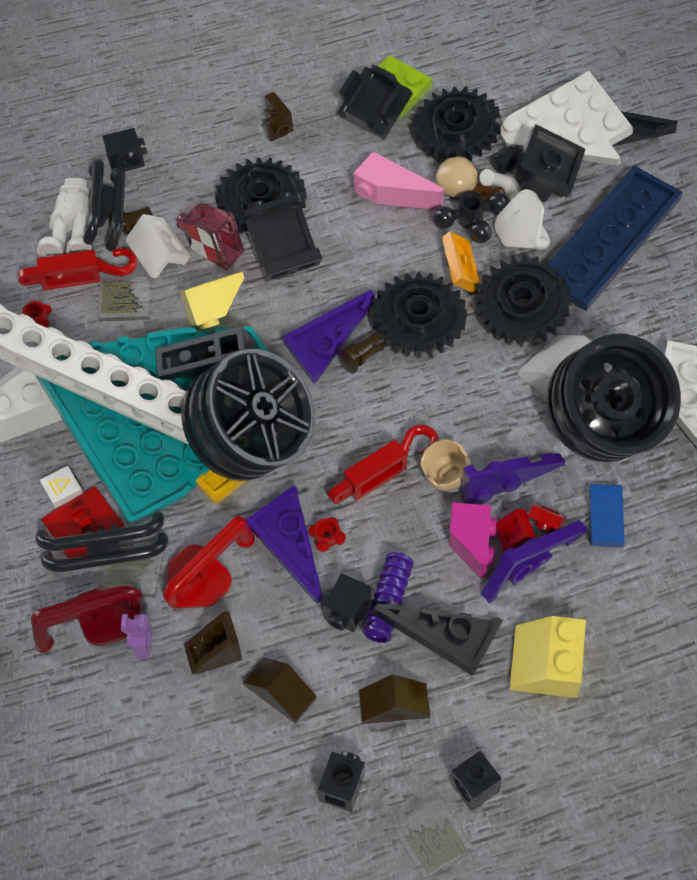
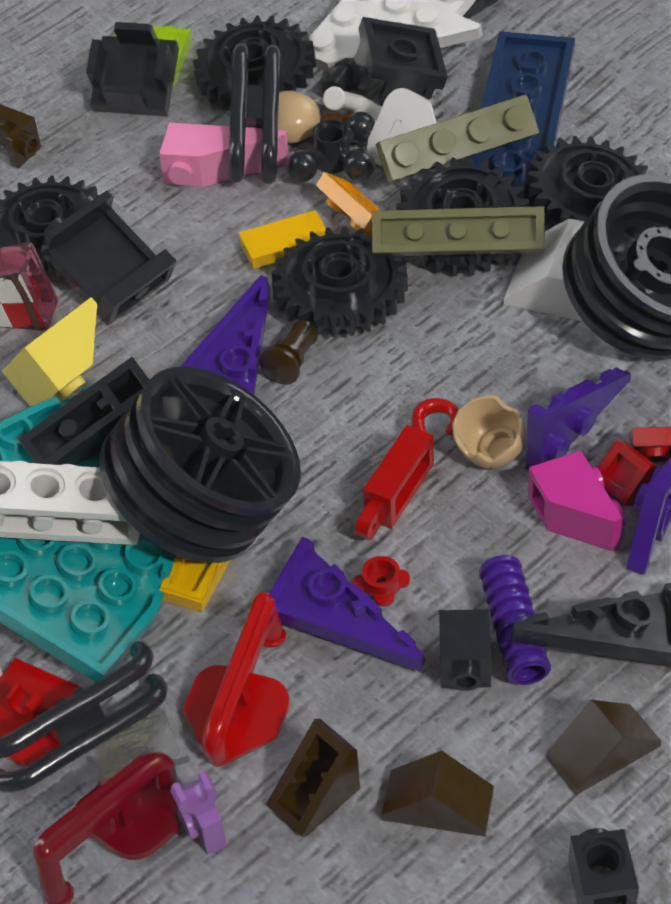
camera: 25 degrees left, 10 degrees down
(393, 264) = (267, 241): none -> yellow tile
(430, 164) = (254, 108): none -> black piece
(506, 315) = (458, 231): none -> olive plate
(549, 242) = (457, 138): none -> olive plate
(604, 296) = (576, 177): none -> black gear

